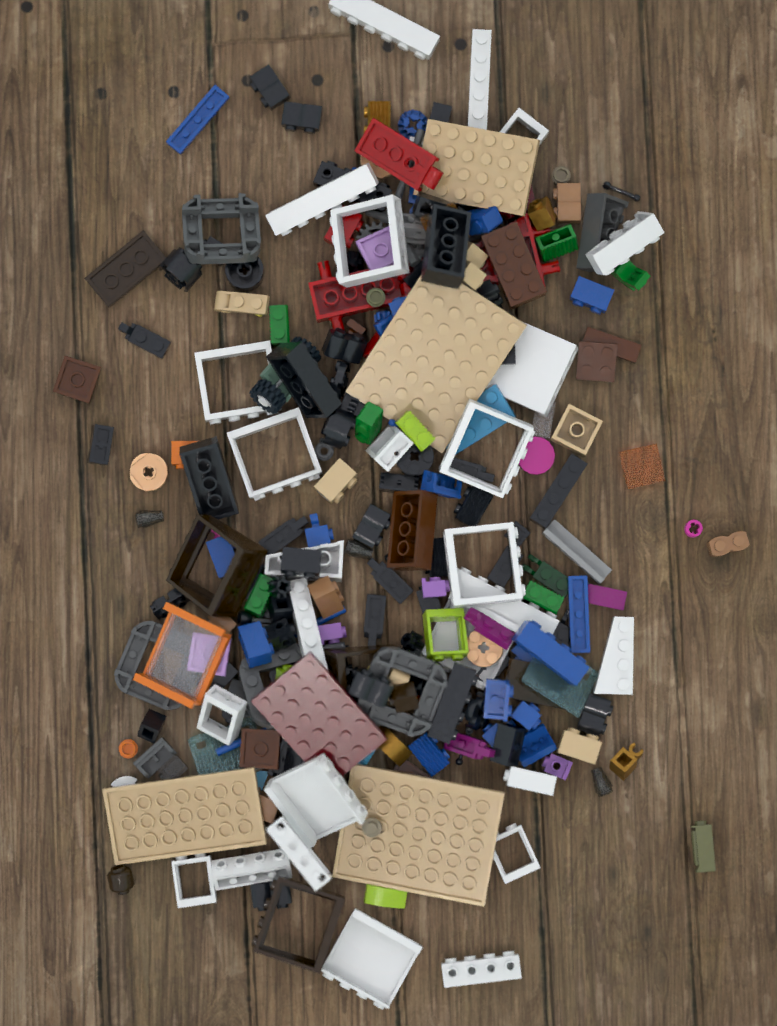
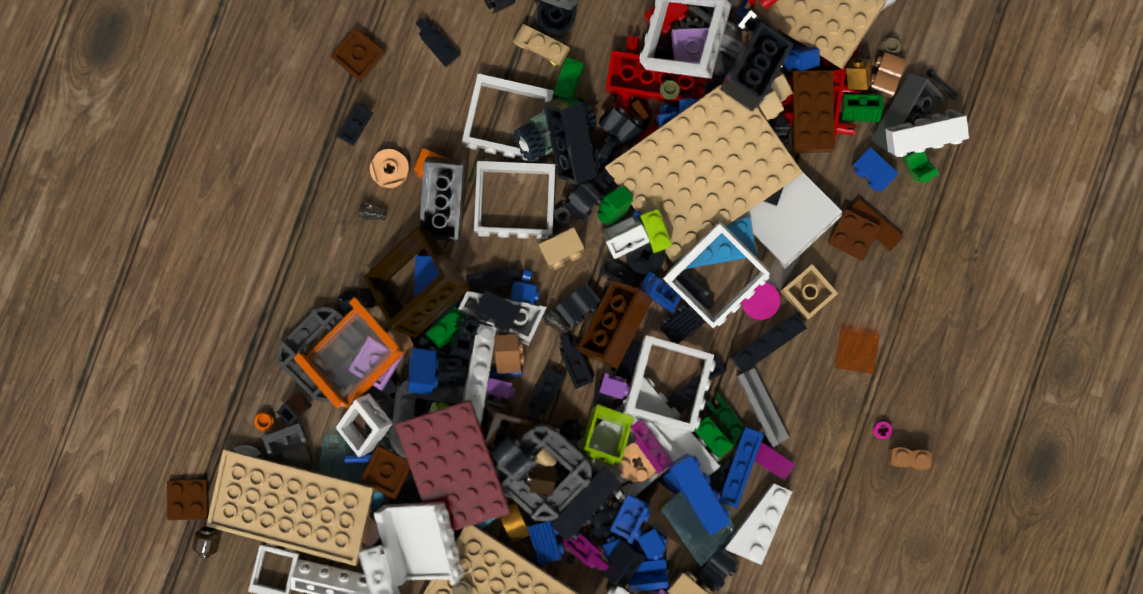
camera: 20 degrees right, 0 degrees up
(87, 848) = (187, 500): none -> reddish brown plate

